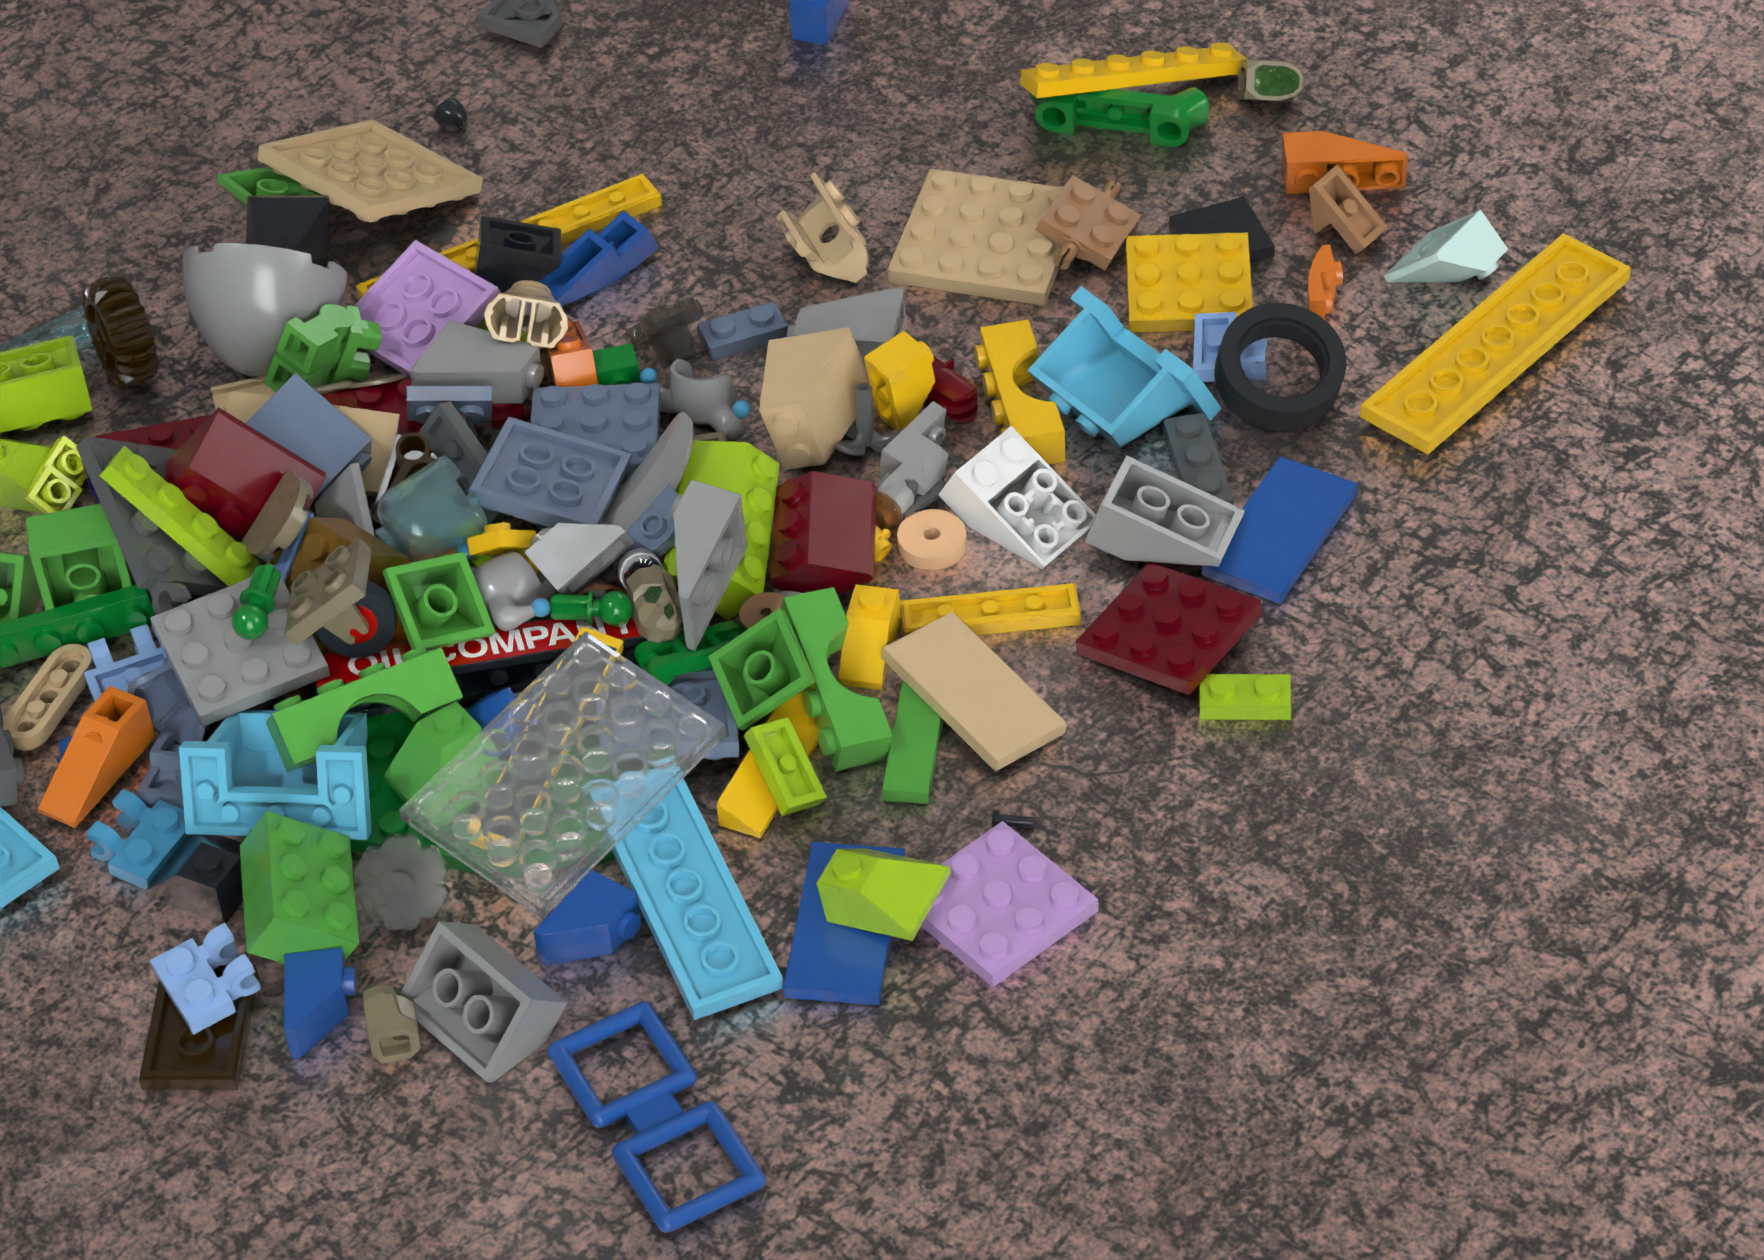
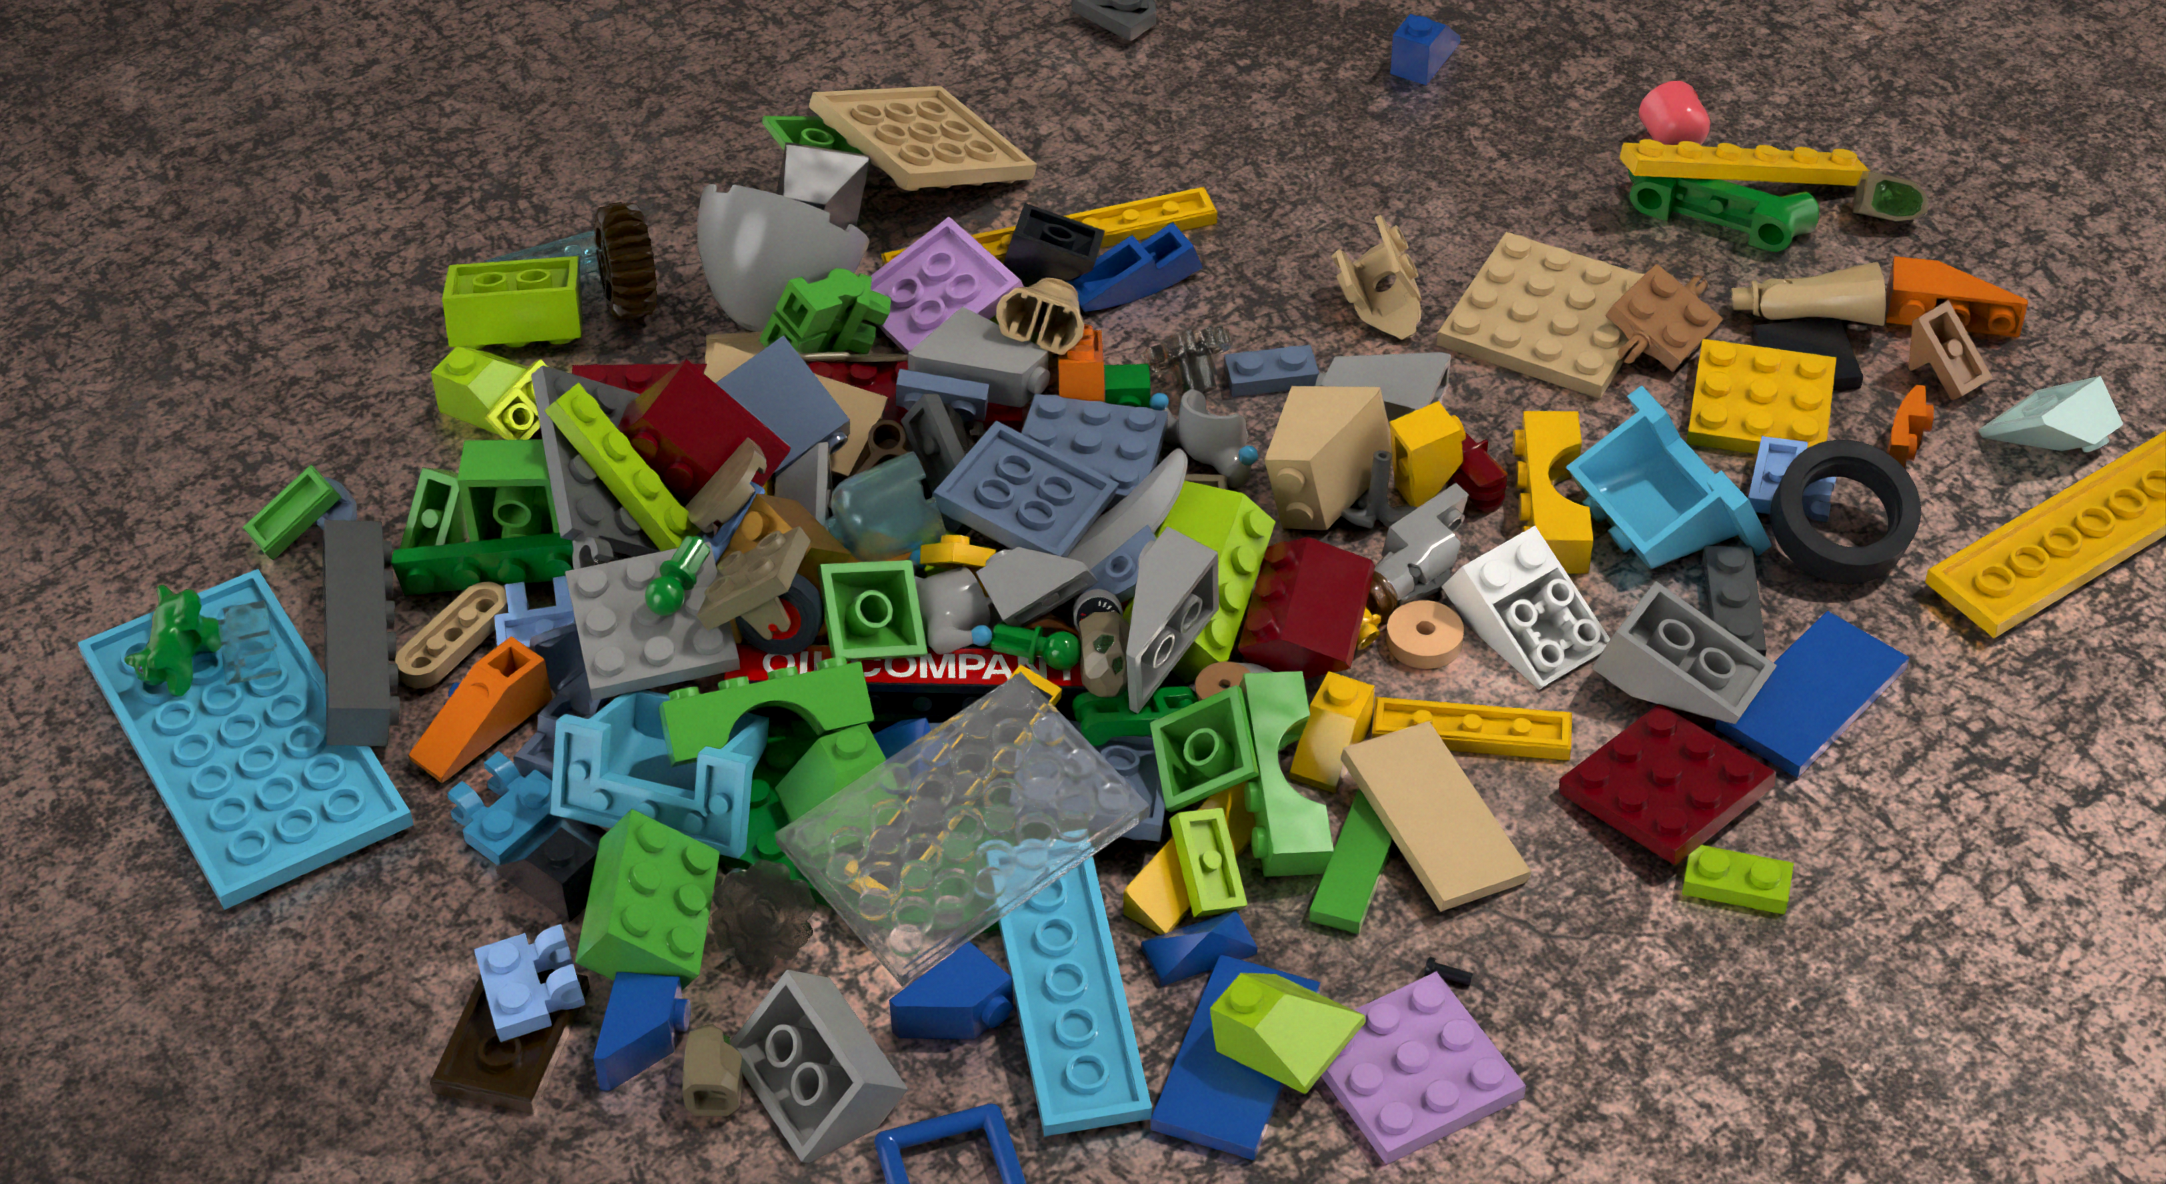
camera: 10 degrees right, 0 degrees up
(451, 115) = (1021, 94): black hinge -> none
(790, 841) = (1198, 947): none -> blue slope
(1062, 35) = (1674, 114): none -> coral helmet
(1242, 175) = (1843, 294): none -> tan piece

